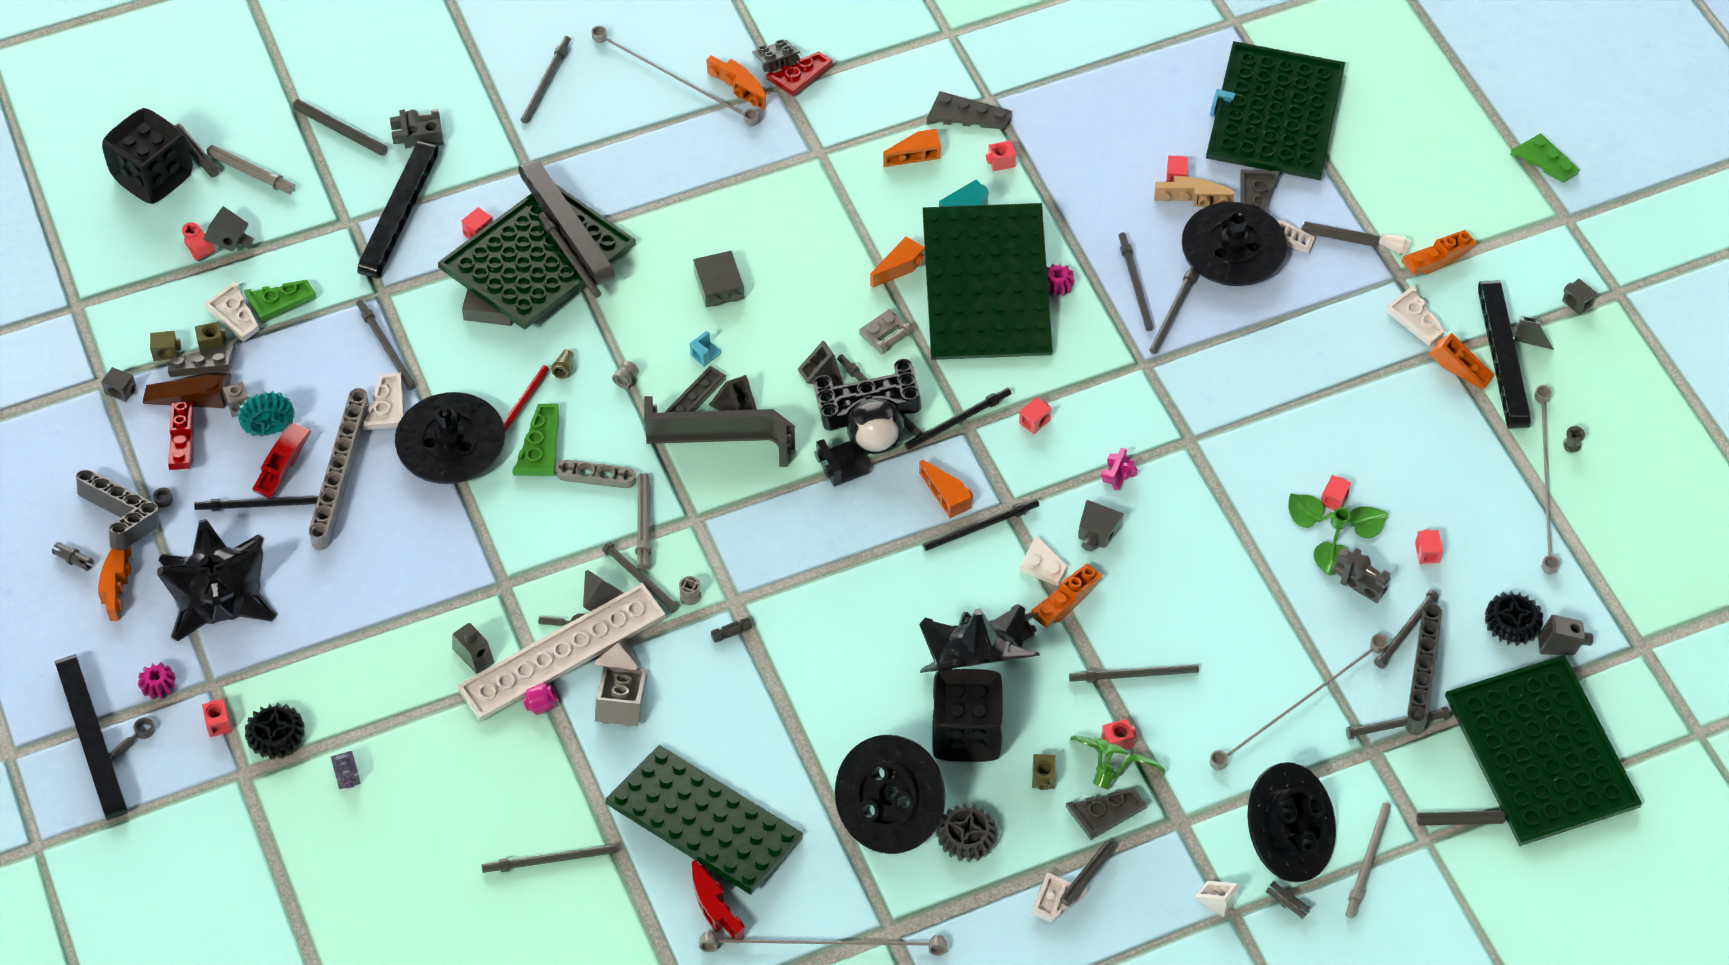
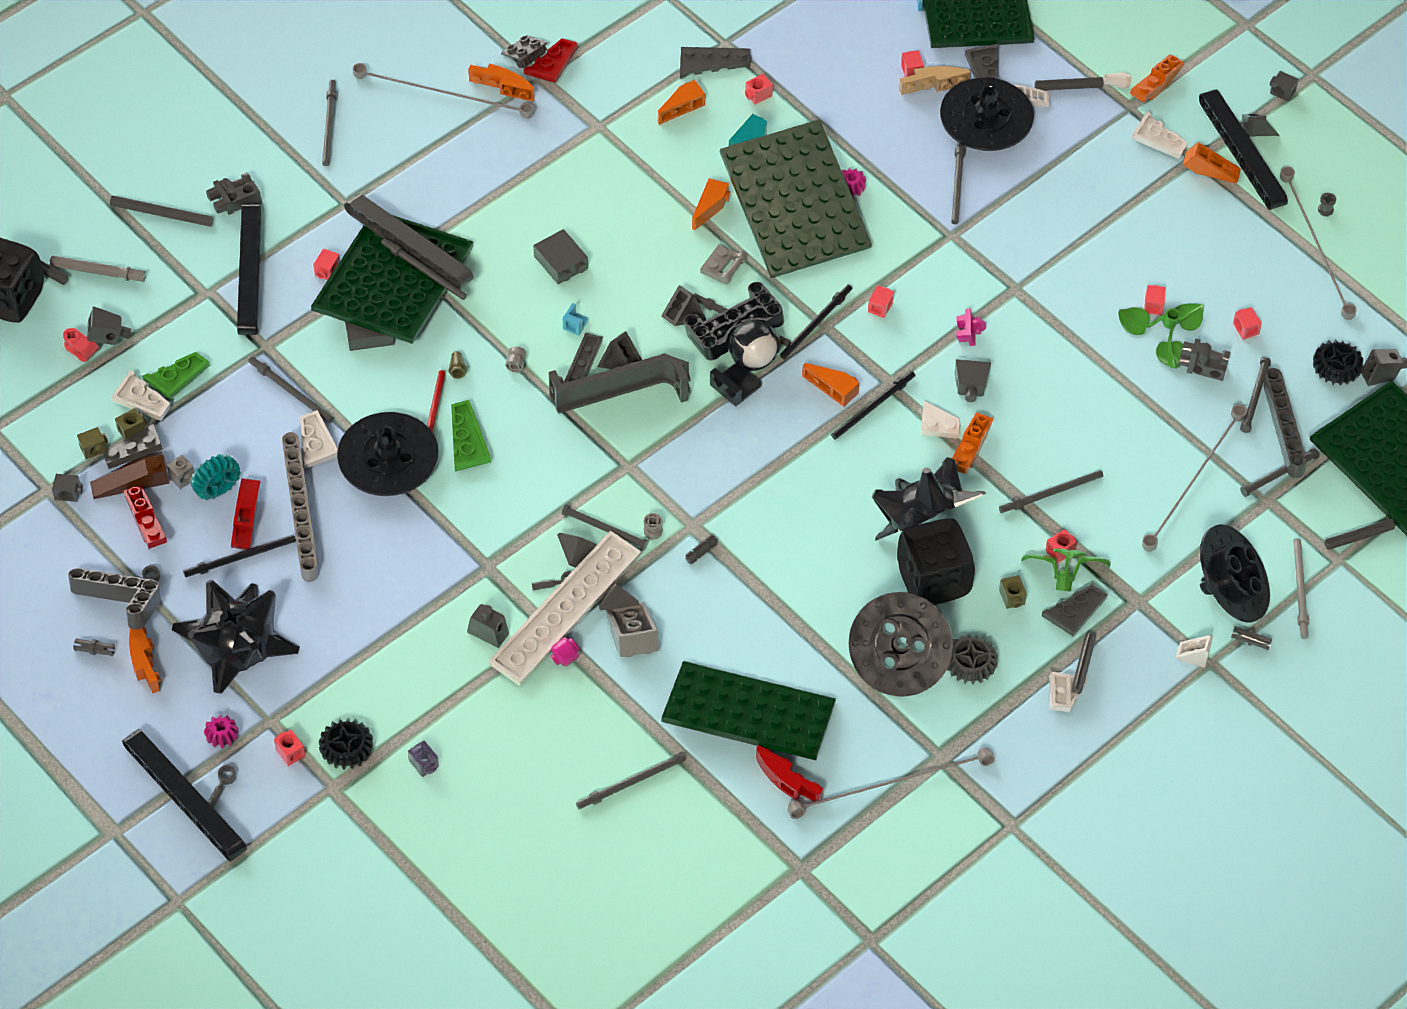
camera: 20 degrees left, 0 degrees up
(595, 476) = (527, 454): light grey beam -> none
(643, 545) = (597, 504): light grey axle -> none
(1127, 251) = (899, 144): dark grey bar -> none

